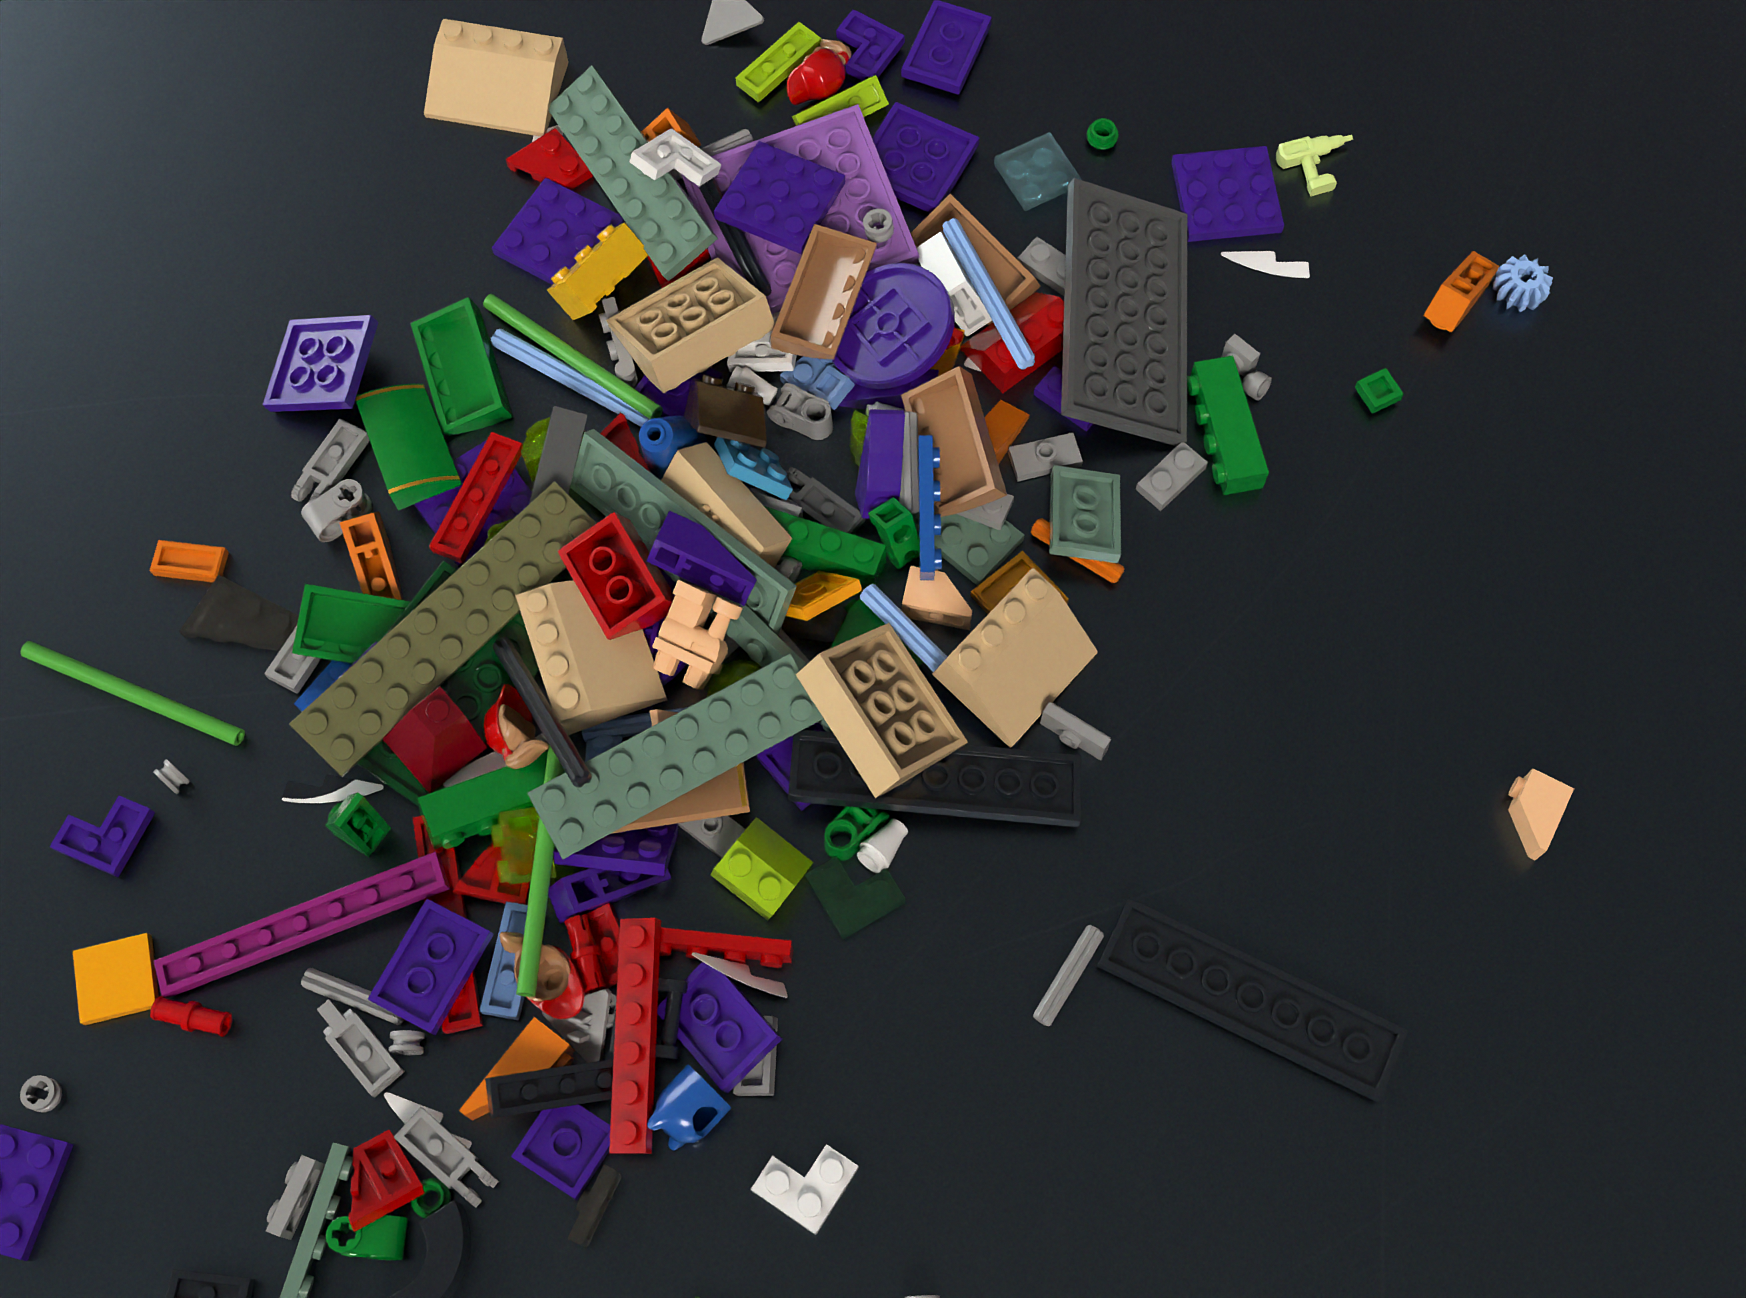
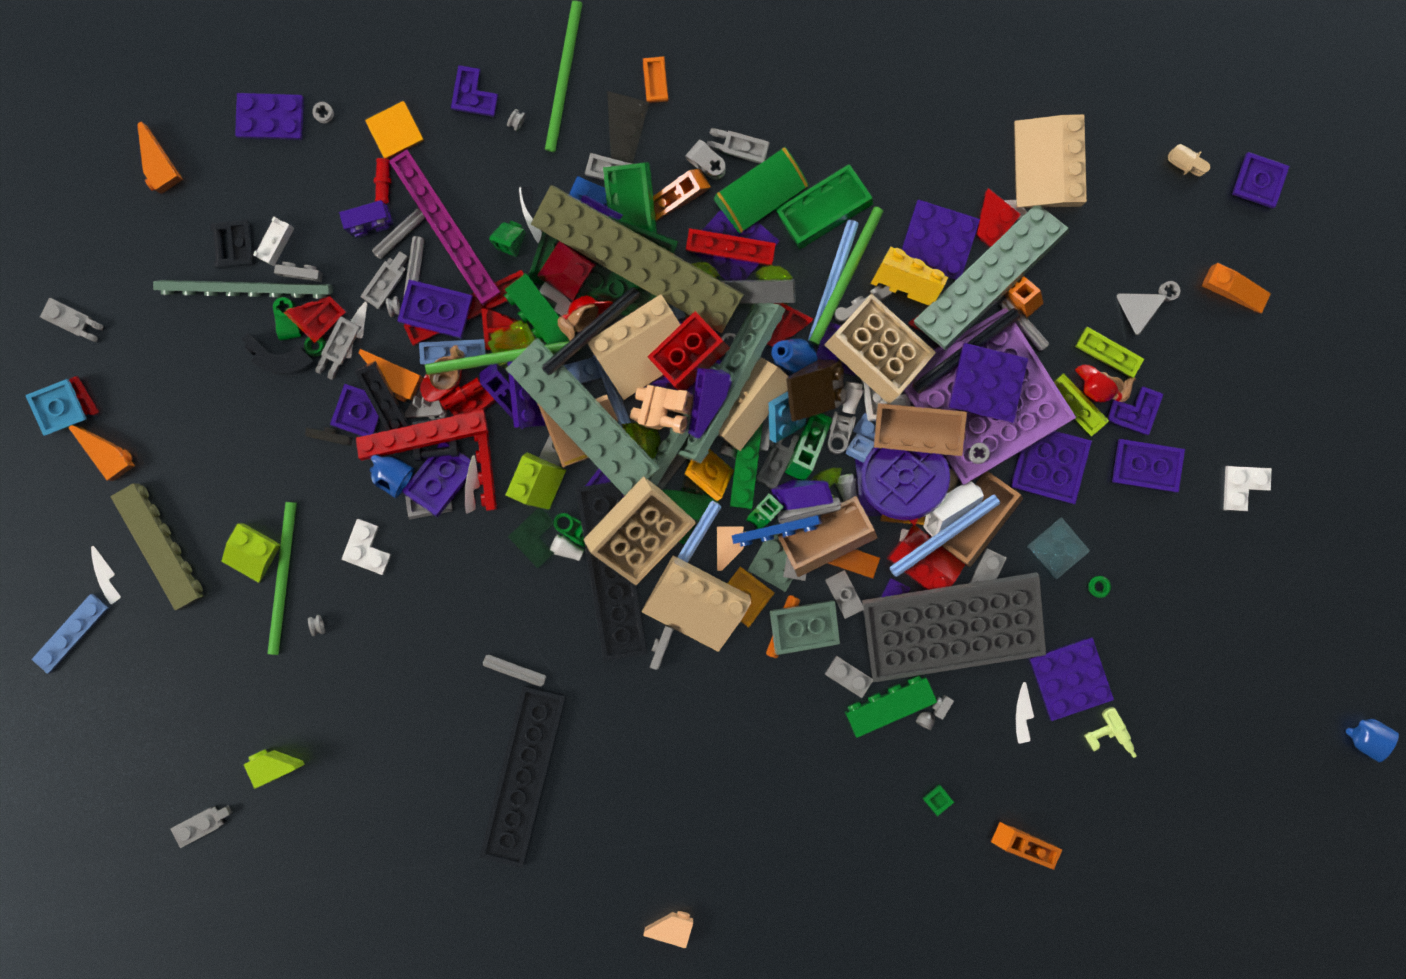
camera: 80 degrees right, 20 degrees up
(227, 1231) = (274, 241): none -> white hinge
(242, 1049) = (366, 218): none -> dark purple piece
(288, 1009) = (398, 233): none -> light grey axle
(320, 363) = (803, 117): dark purple plate -> none
(674, 152) = (1002, 305): white plate -> none
(814, 456) = (808, 446): none -> green slope
(1522, 283) = (1045, 891): light blue gear -> none

